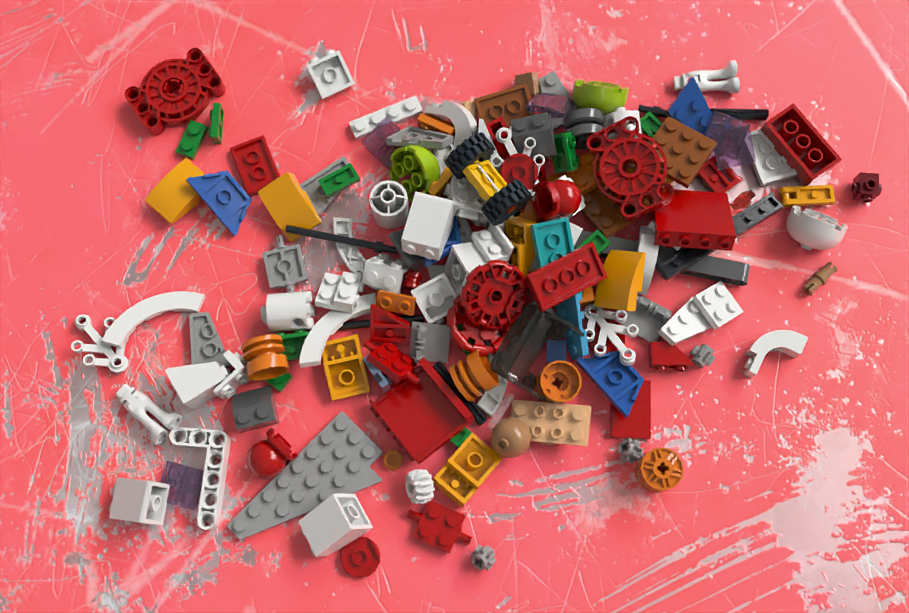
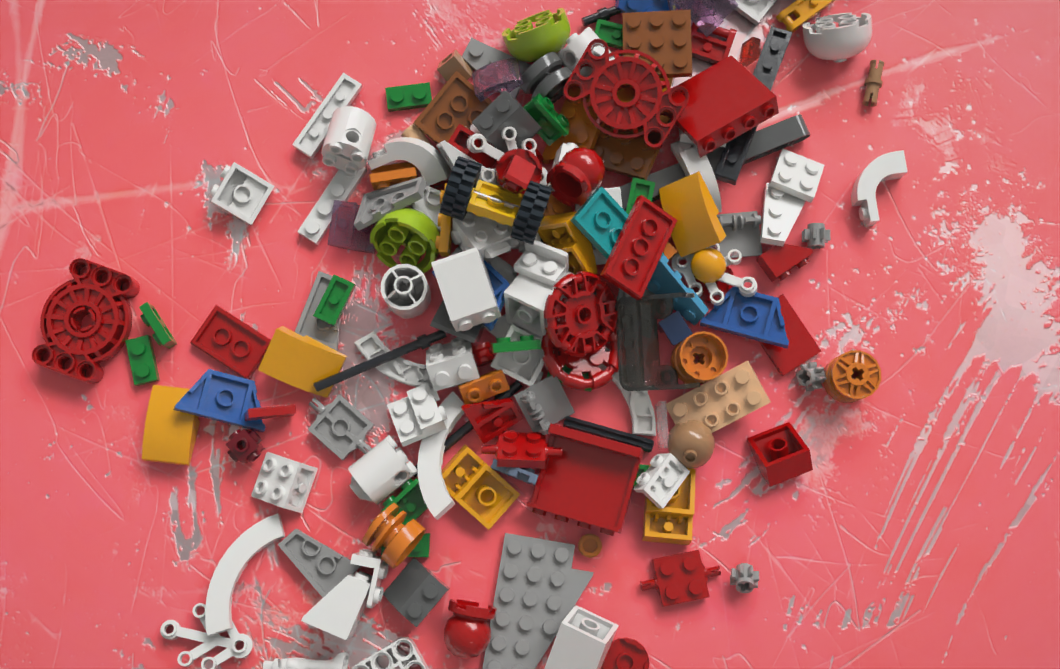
camera: 40 degrees left, 5 degrees up
(214, 236) = (252, 449): none -> dark red brick
(223, 278) = (284, 482): none -> white bracket
(246, 225) = (270, 412): none -> red tile
(419, 486) = (636, 553): white gear -> none
(422, 61) = (315, 131): none -> white plate
(423, 82) = (348, 139): none -> white cylinder
(429, 282) = (506, 345): none -> green plate
(472, 447) = (661, 479): none -> white bracket
(474, 375) = (612, 412): orange wheel -> none
(483, 82) = (408, 96): none -> green plate
(514, 169) = (517, 175): none -> red slope
(570, 489) = (780, 454): none -> red slope
(609, 323) = (708, 265): none -> light orange hair

